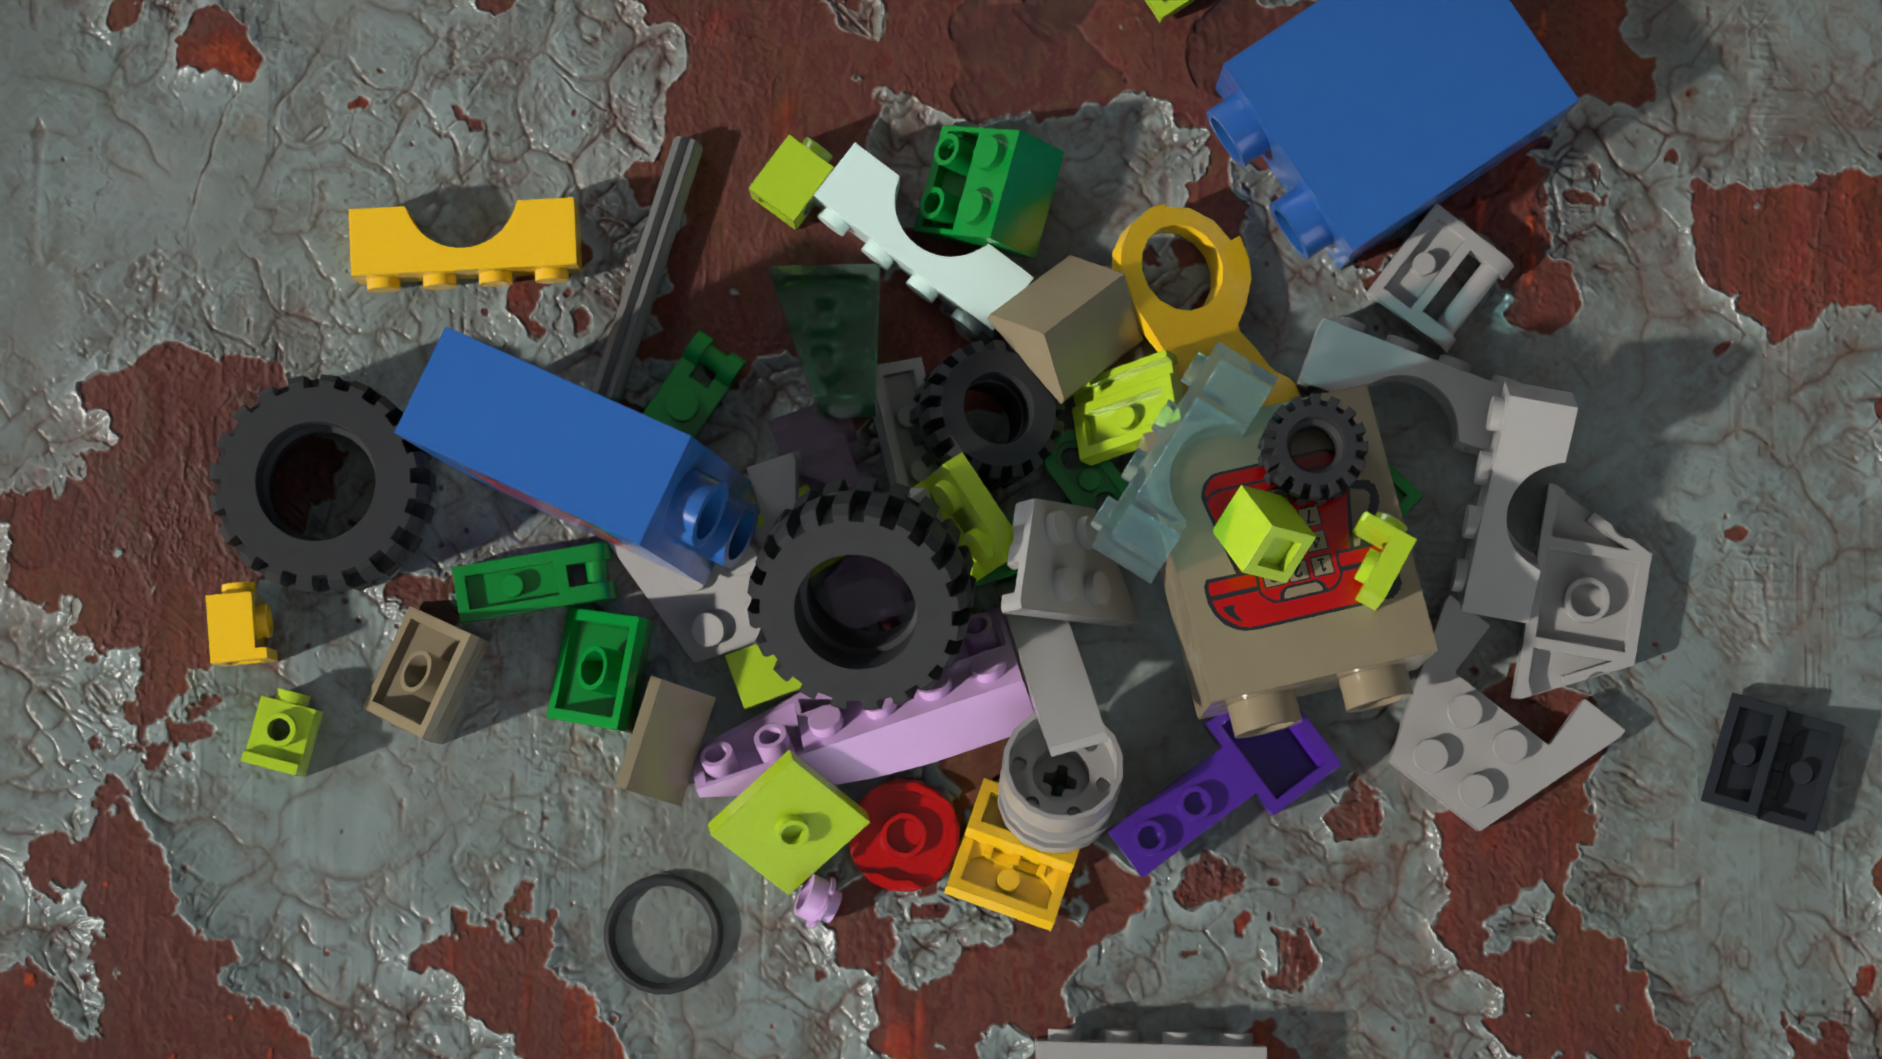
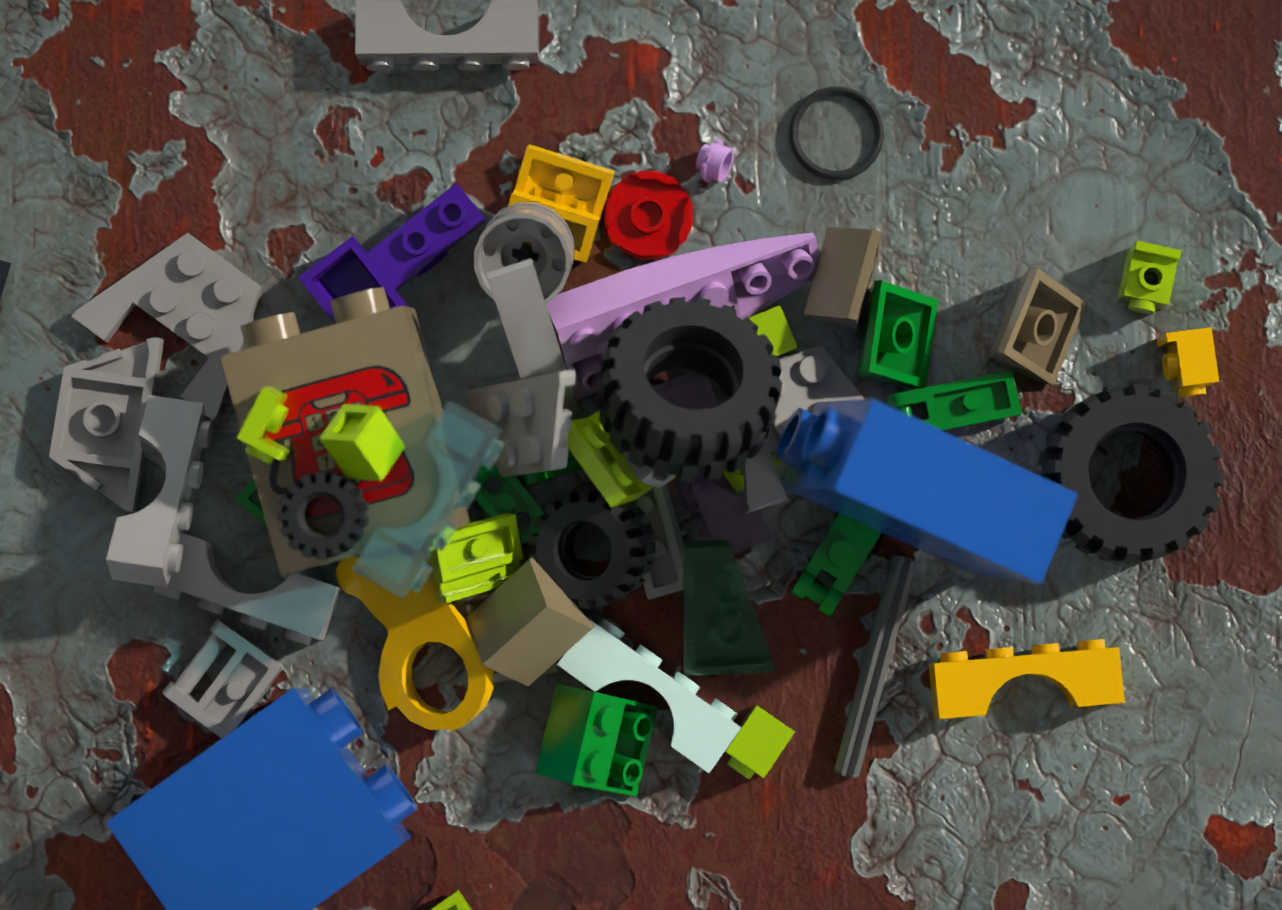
camera: 175 degrees right, 0 degrees up
(788, 822) = (740, 216): lime plate -> none

